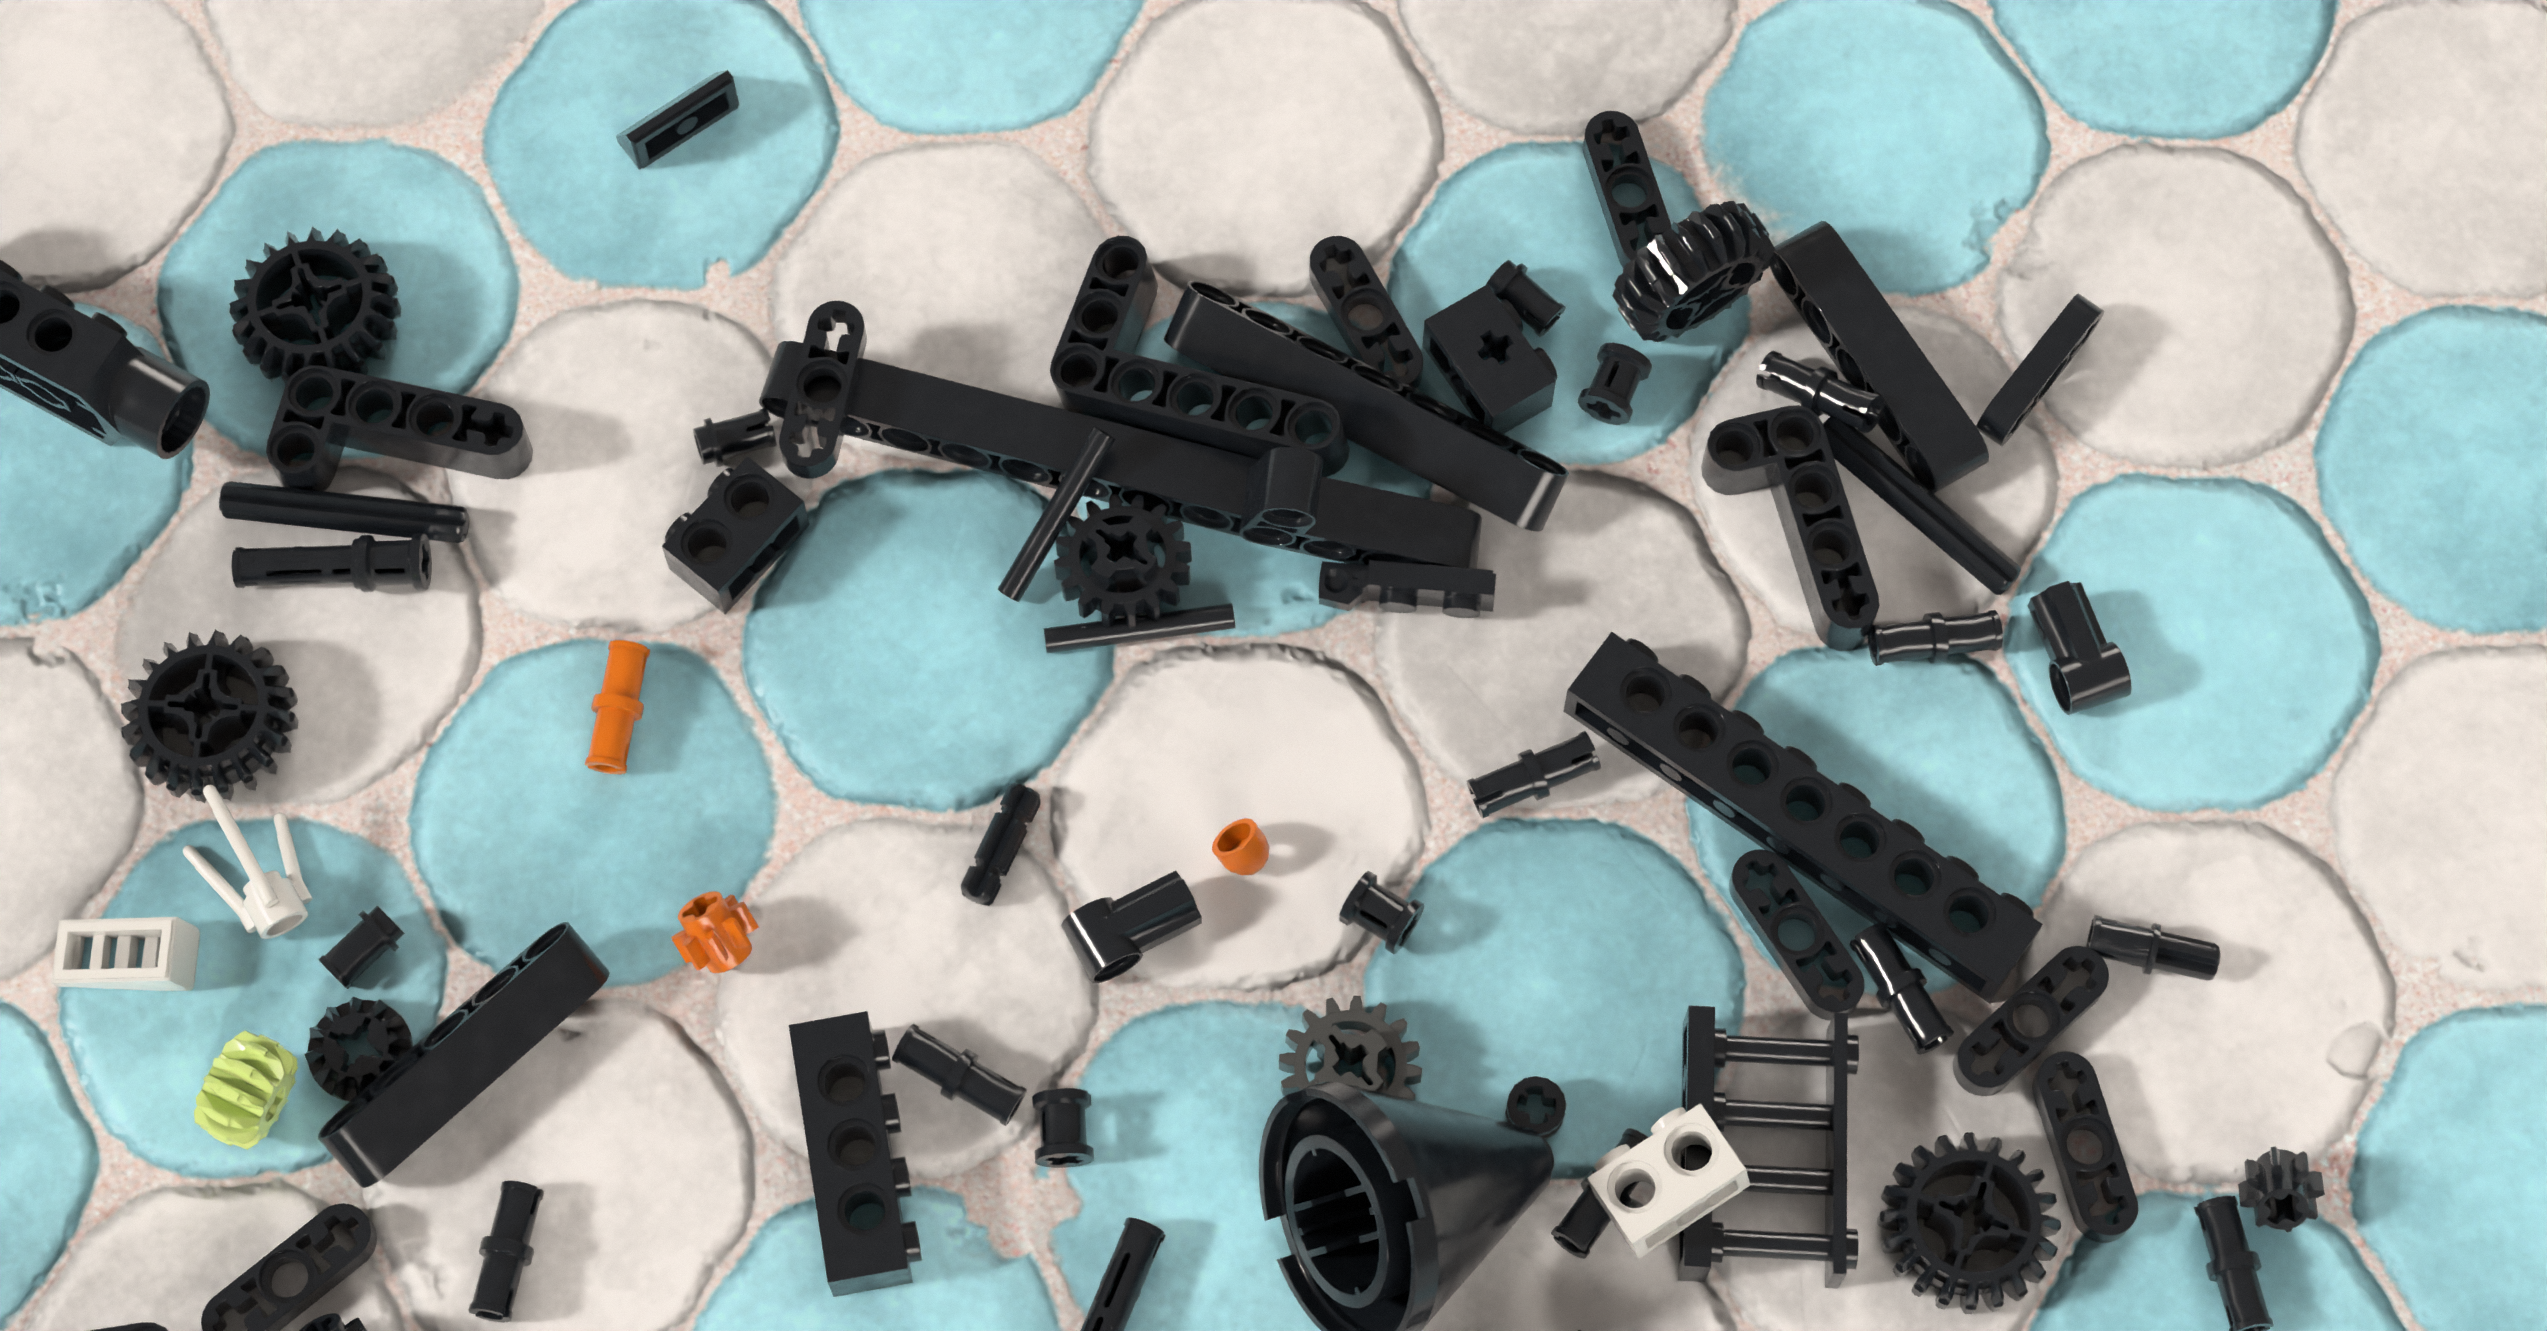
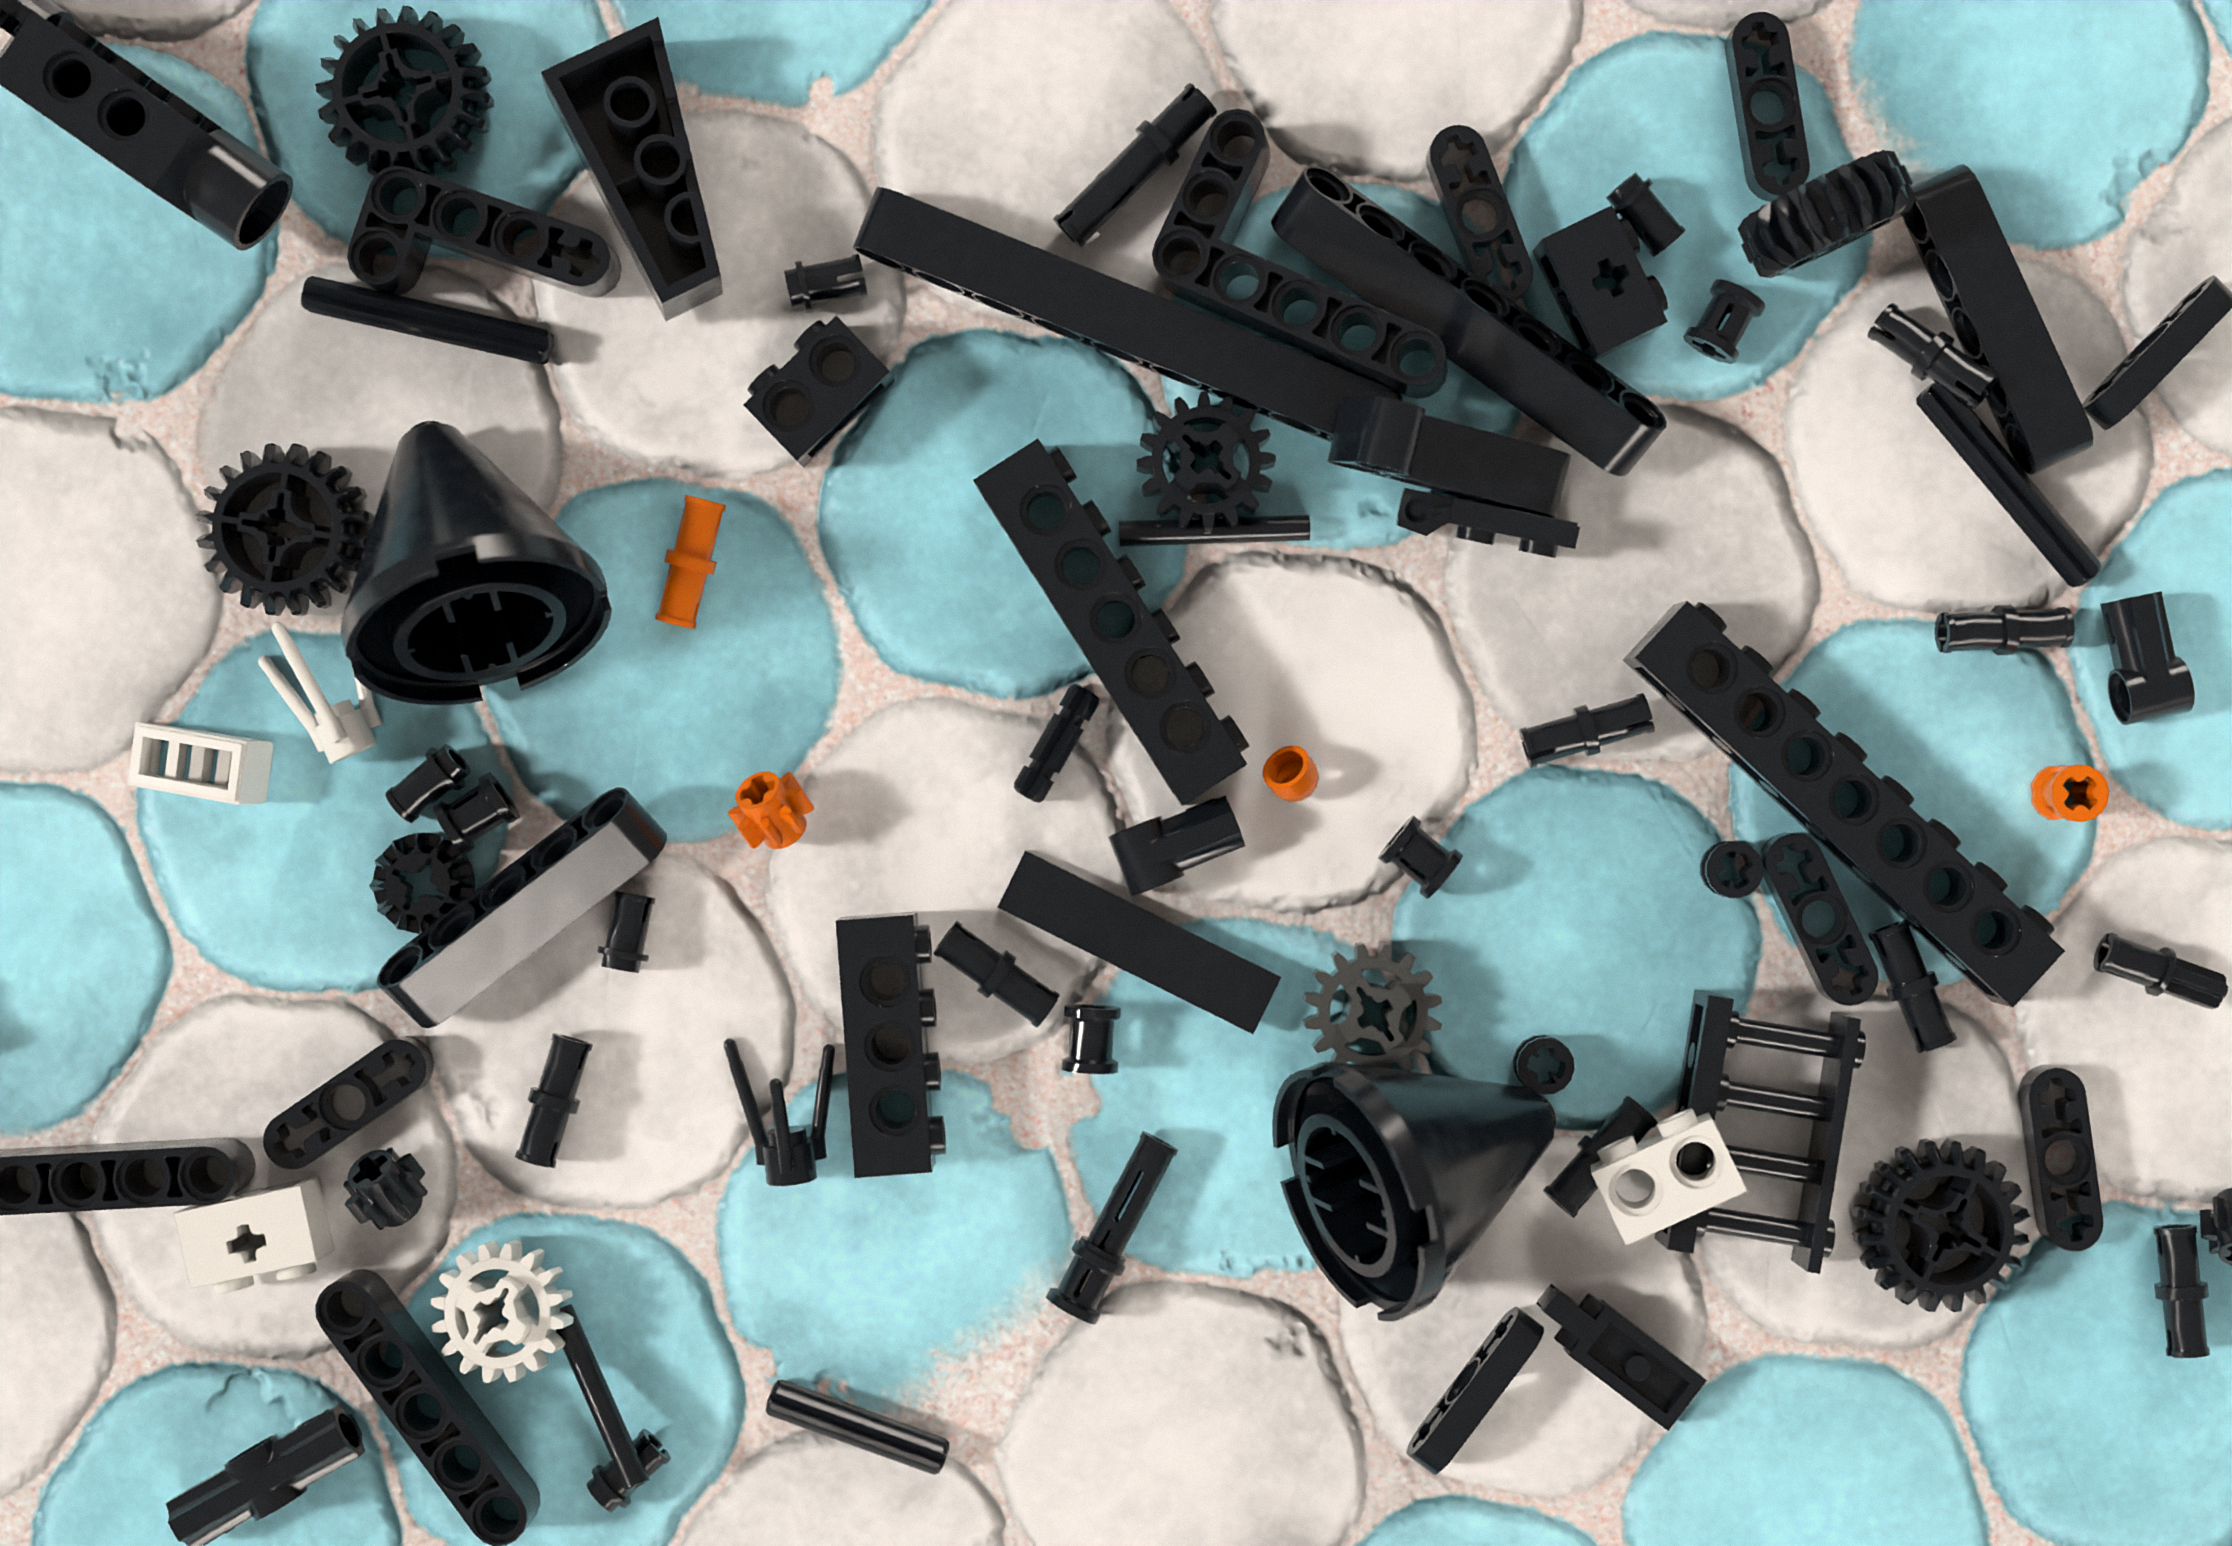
camera: 10 degrees right, 20 degrees up
(245, 1090) = (309, 925): yellowish green gear -> none
(362, 563) = (441, 380): black pin -> none
(402, 738) = (465, 581): none -> black cone
(413, 969) = (476, 813): none -> black bush
(544, 337) = (634, 145): none -> black wedge
(574, 1073) = (627, 932): none -> black pin
(758, 1279) = (787, 1150): none -> black plant
(815, 363) = (917, 201): black beam -> none
(1045, 283) = (1136, 164): none -> black pin
(1056, 514) = (1144, 408): black piece -> none
(1104, 1031) = (1139, 942): none -> black piece
(1133, 849) = (1009, 493): none -> black brick
(1700, 874) = (1750, 873): none -> black bush
(1804, 526) = (1889, 500): black beam -> none
(2014, 767) = (2089, 794): none -> orange bush
(2051, 976) = (2058, 988): black beam -> none

